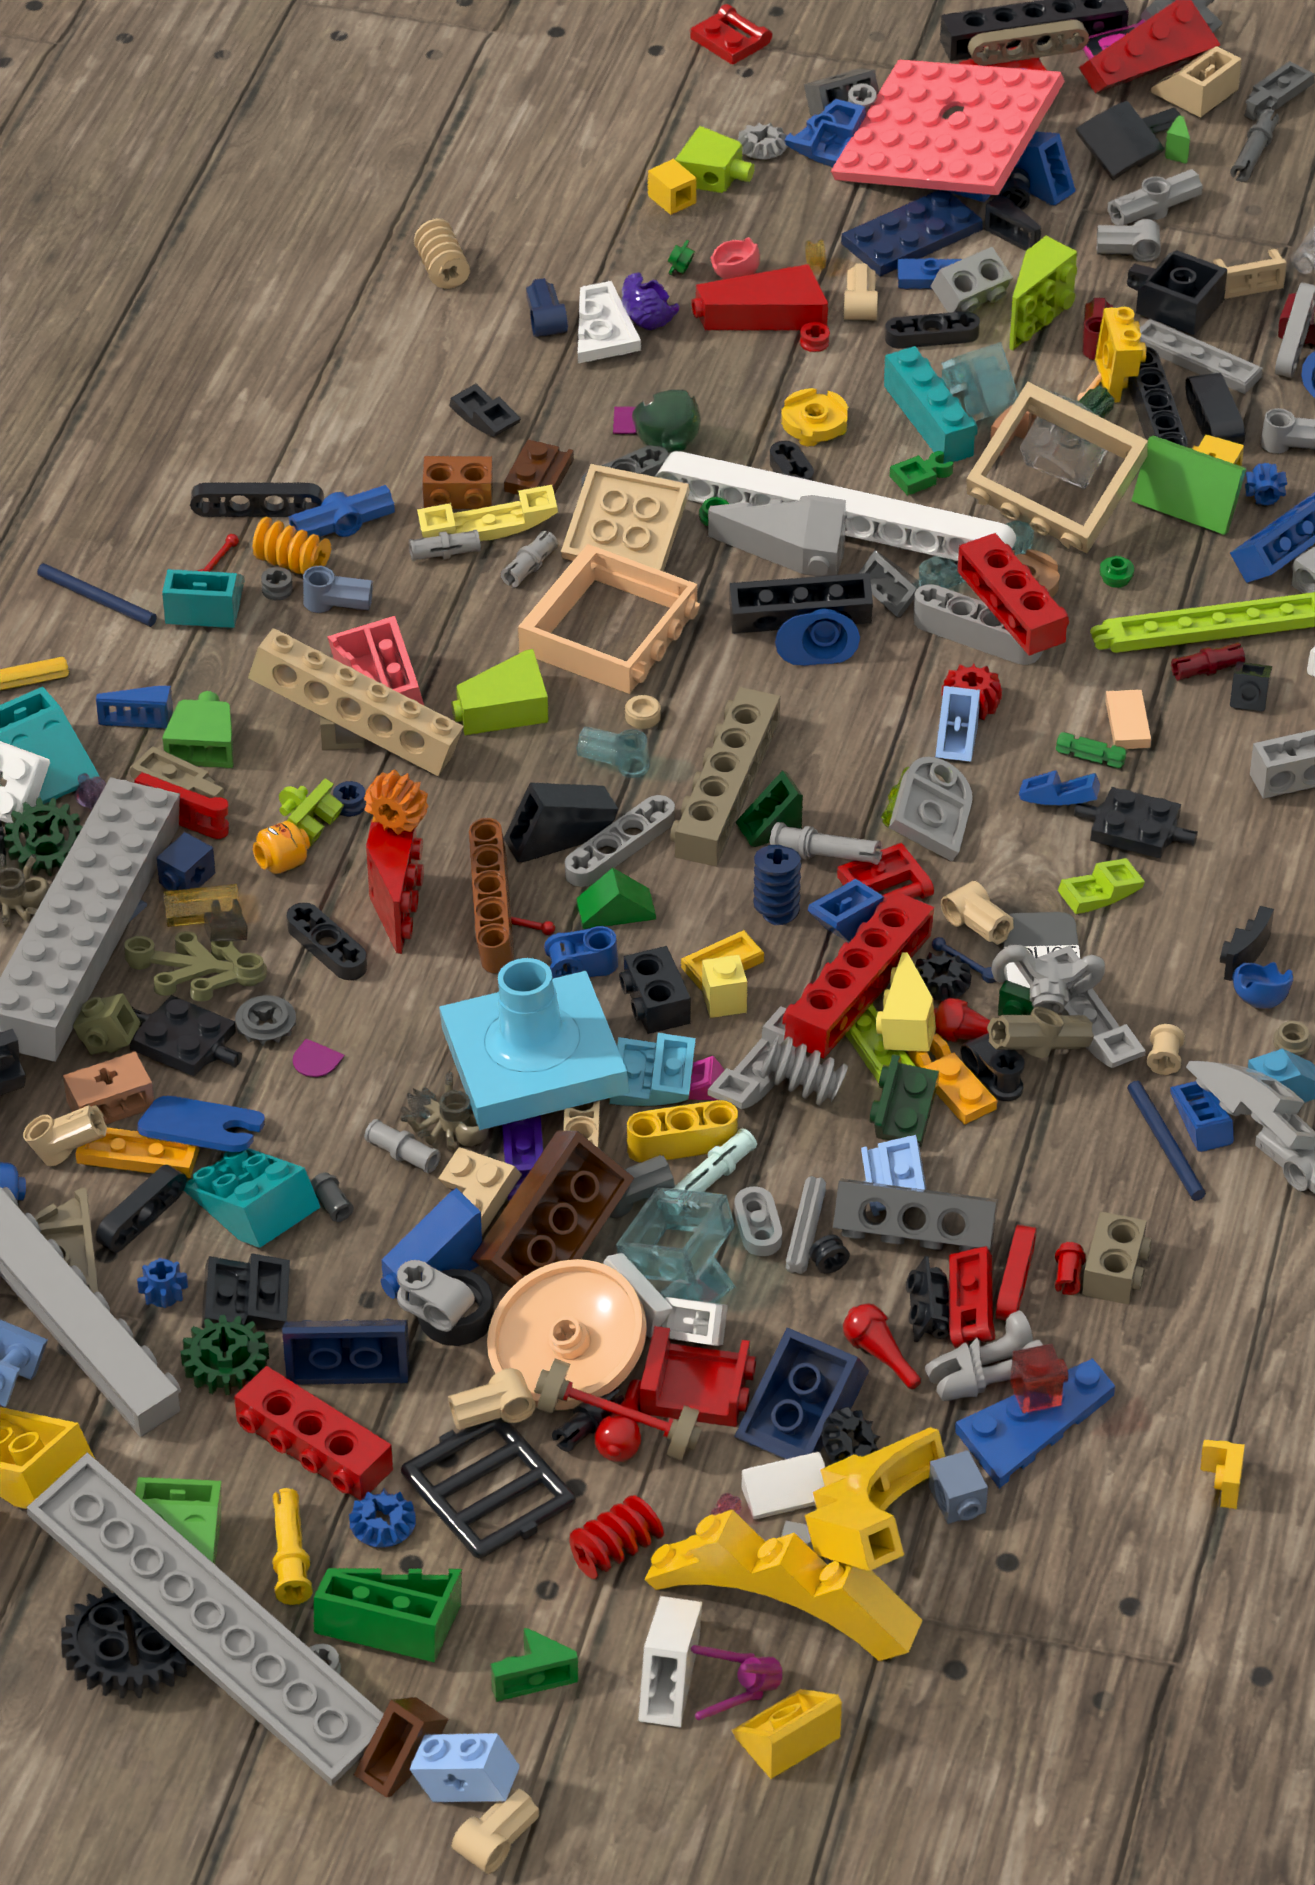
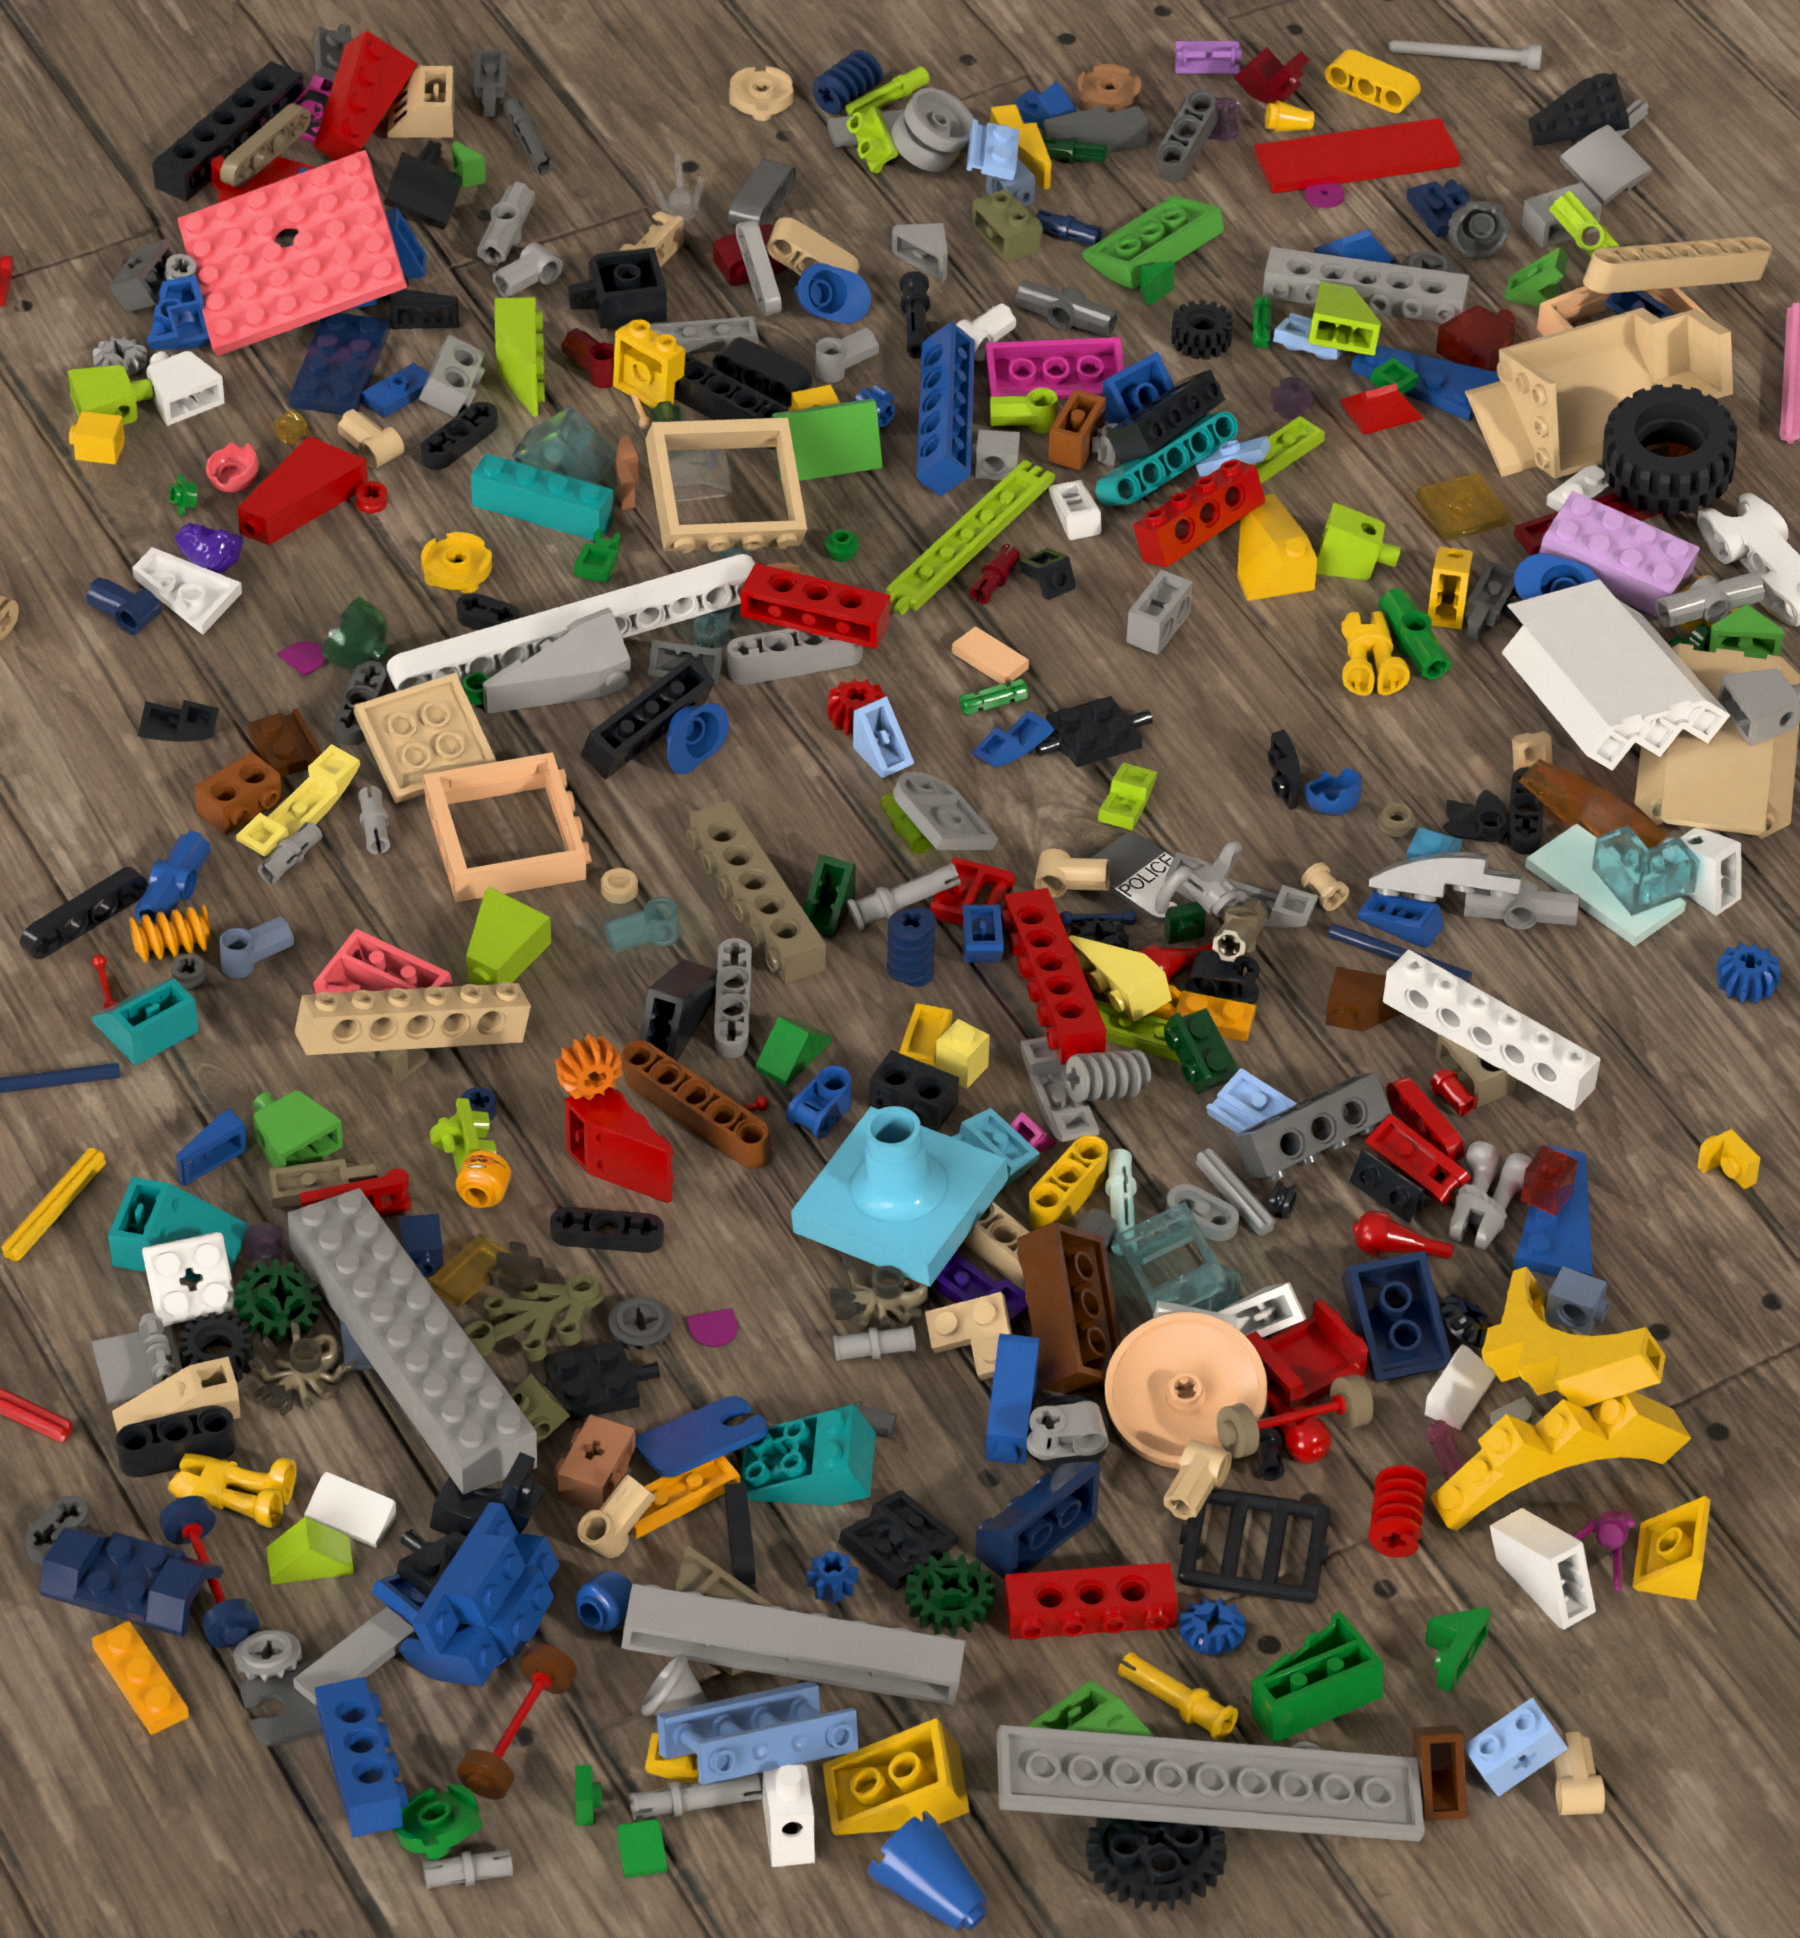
camera: 45 degrees left, 0 degrees up
(772, 183) = (183, 386): none -> white torso
(1084, 1151) = (1358, 1000): none -> reddish brown slope
(1131, 1234) = (1491, 1030): none -> white brick

